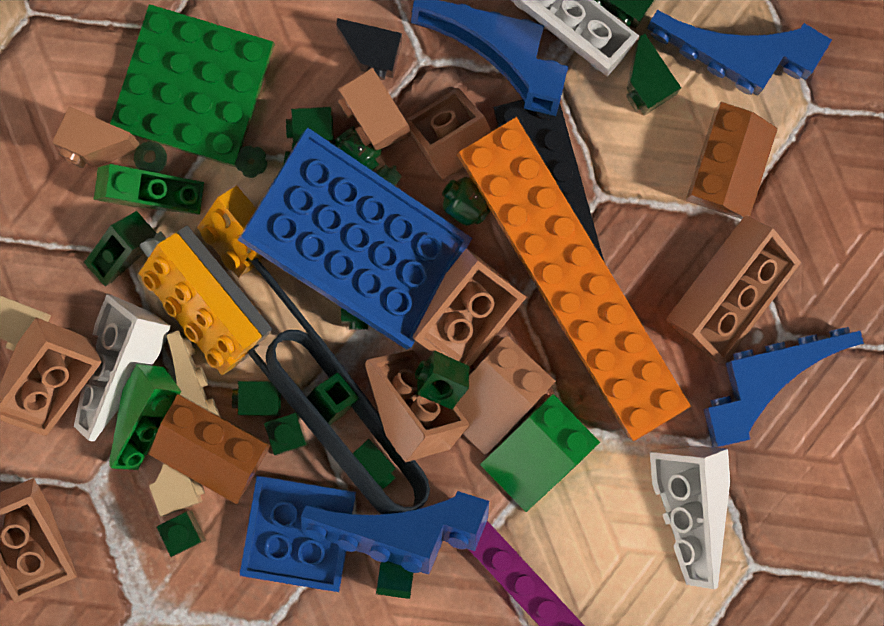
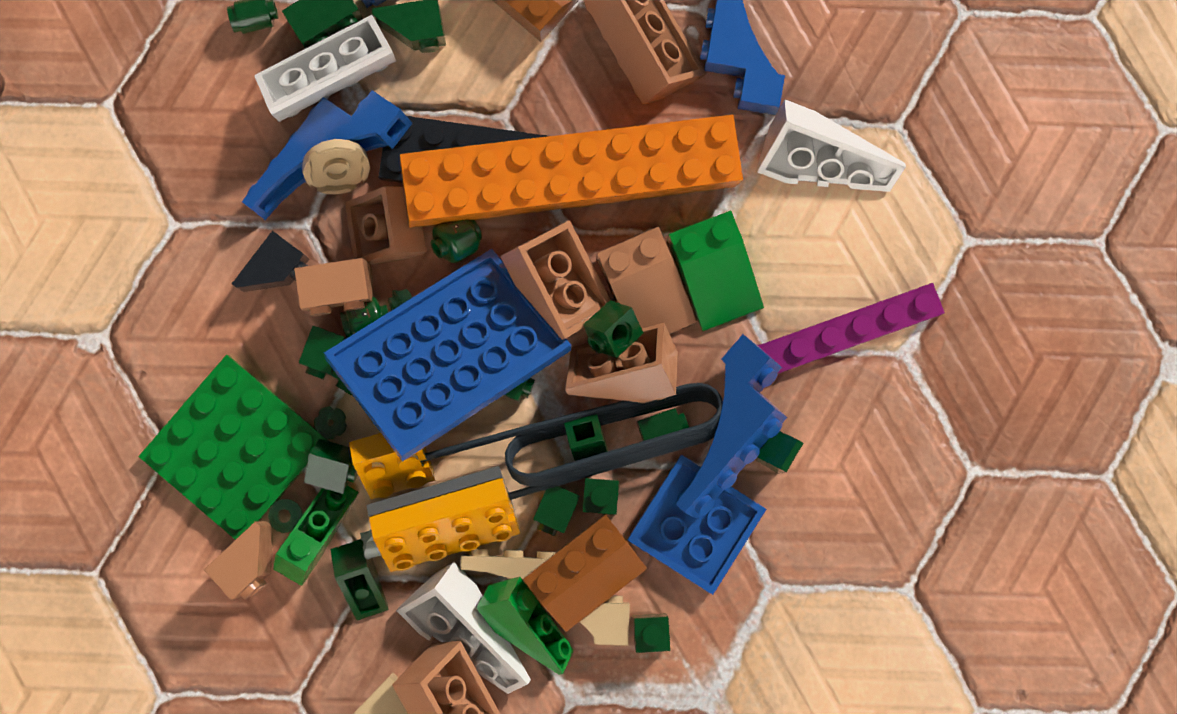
camera: 65 degrees left, 0 degrees up
(210, 177) = (330, 466): none -> brick
(485, 64) = (335, 166): none -> tan tile

